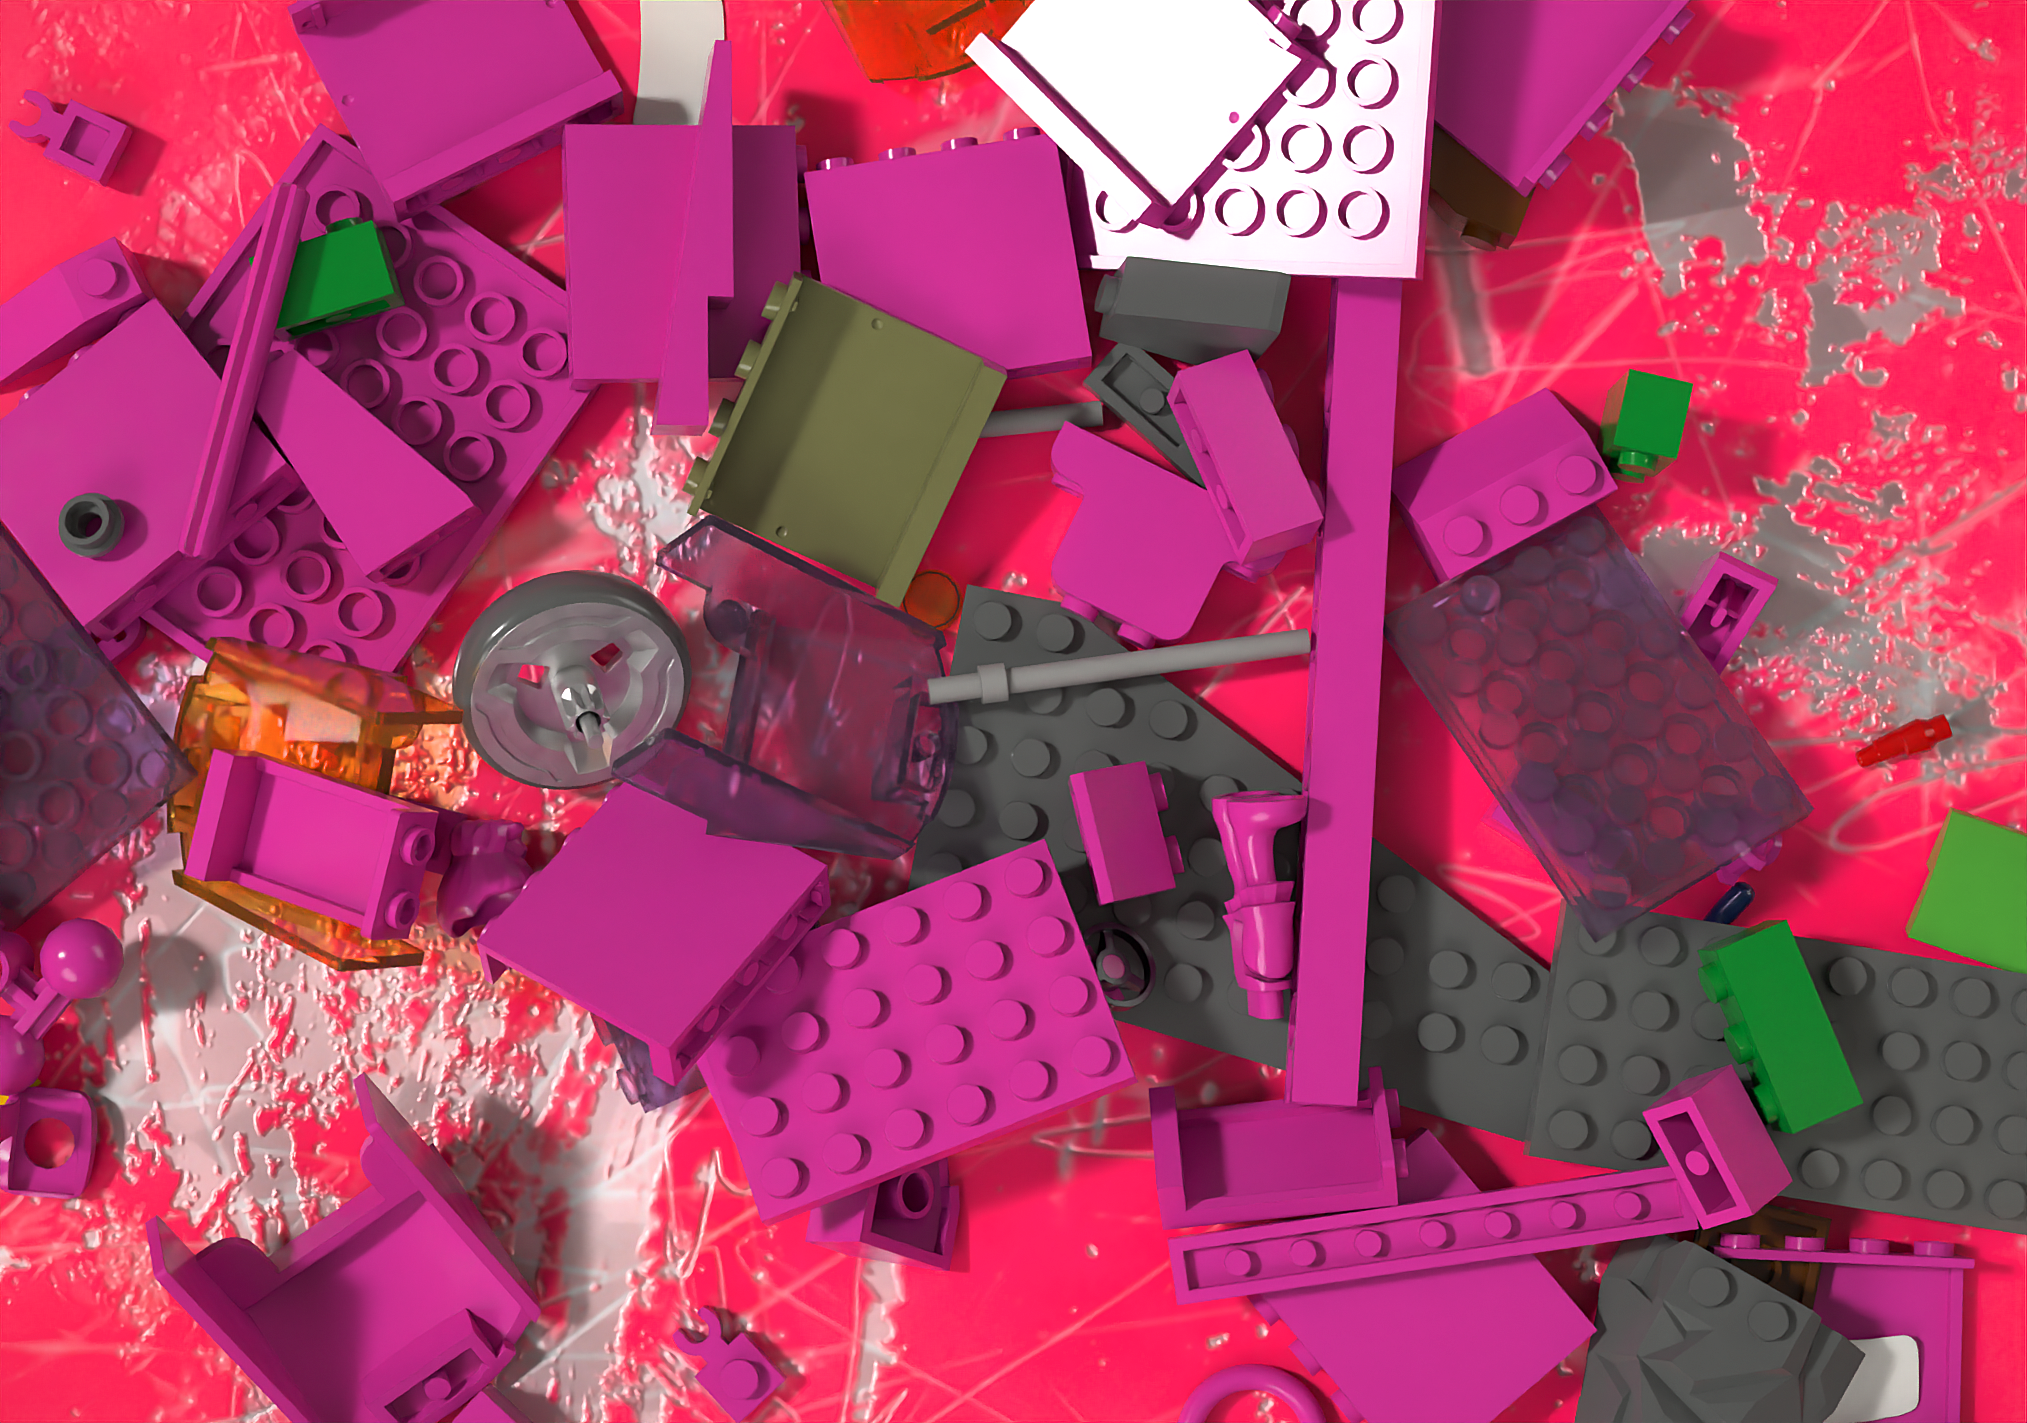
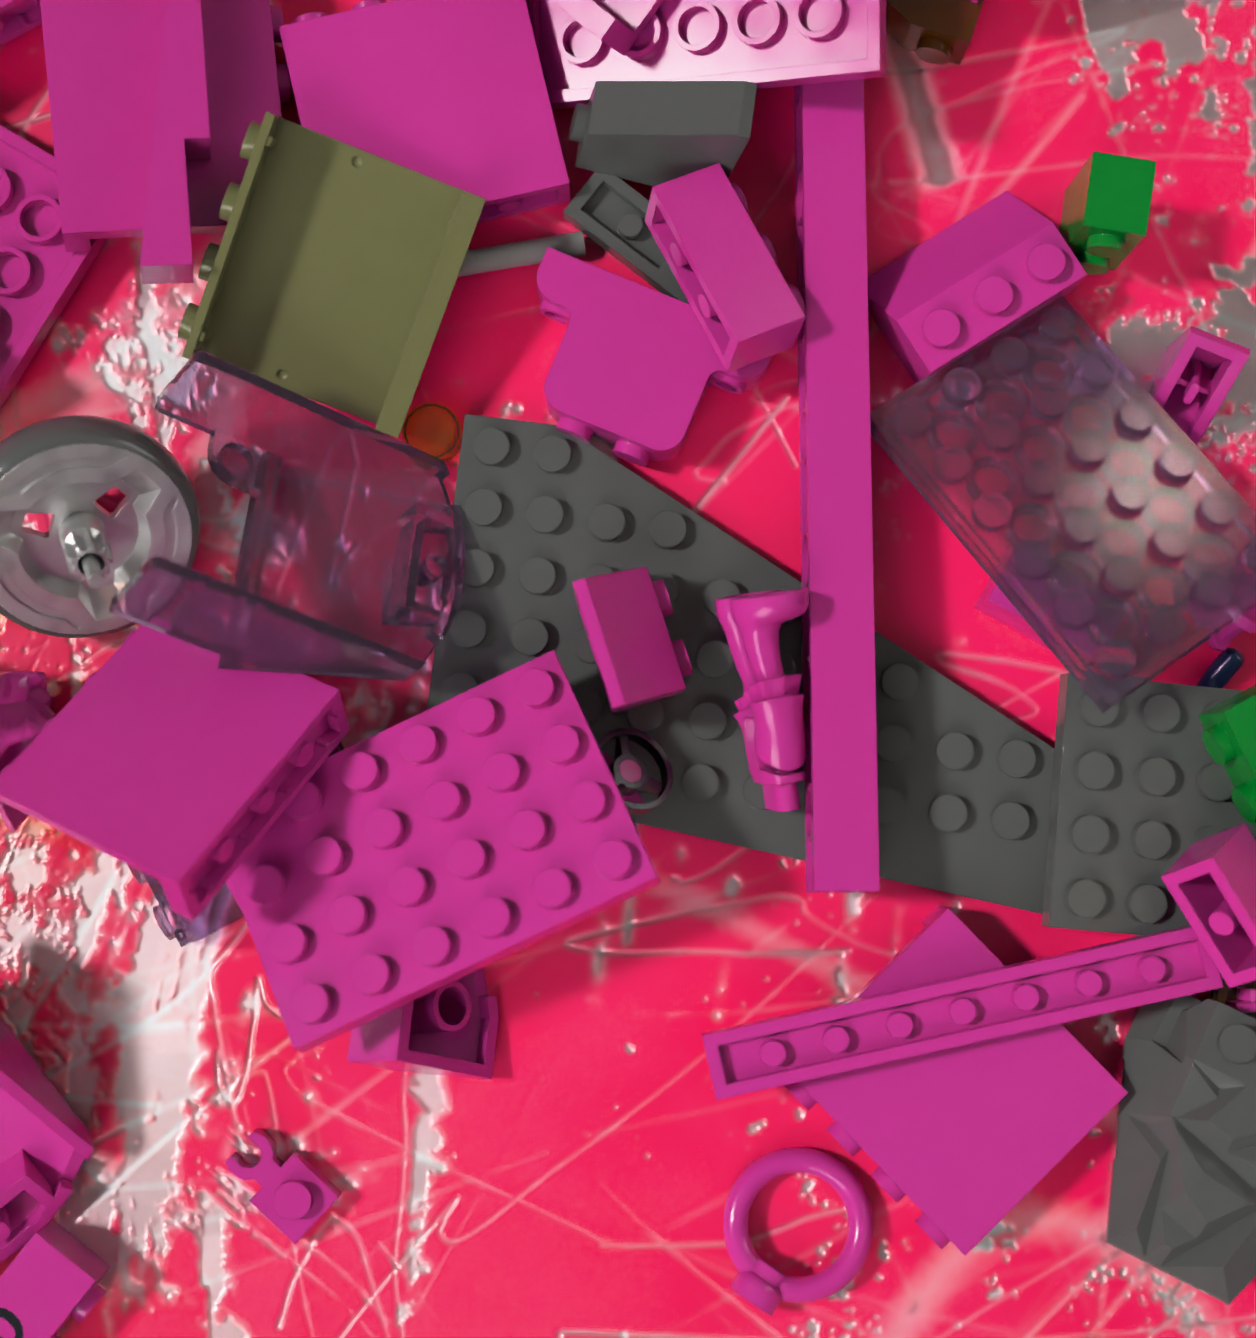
camera: 10 degrees left, 0 degrees up
(995, 683) = (497, 503): light grey bar -> none
(1275, 1157) = (802, 947): dark pink panel -> none

